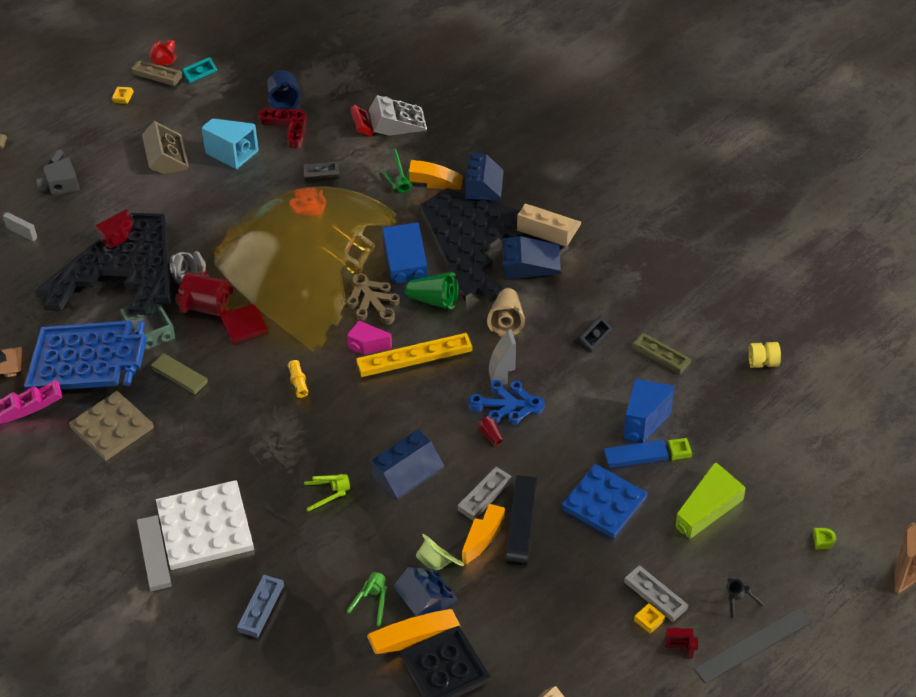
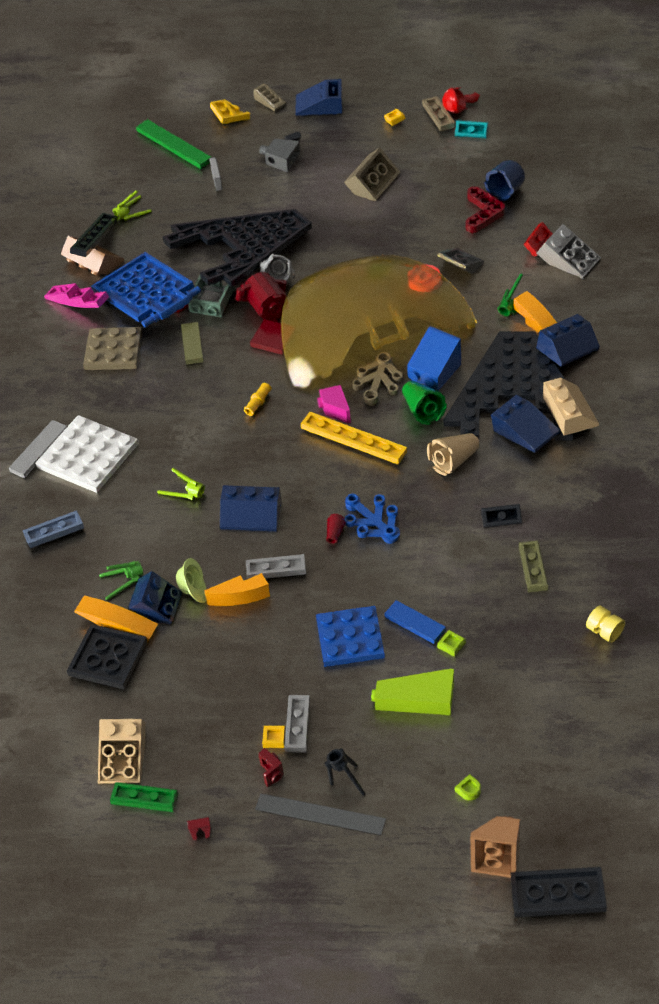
camera: 50 degrees right, 0 degrees up
(39, 114) = (320, 99): none -> dark blue slope
(115, 229) = (264, 212): dark red slope -> none
(230, 141) = (419, 196): medium azure slope -> none
(503, 358) = (397, 482): light grey slope -> none
(521, 519) = (276, 602): black beam -> none
(647, 409) = (453, 594): blue slope -> none

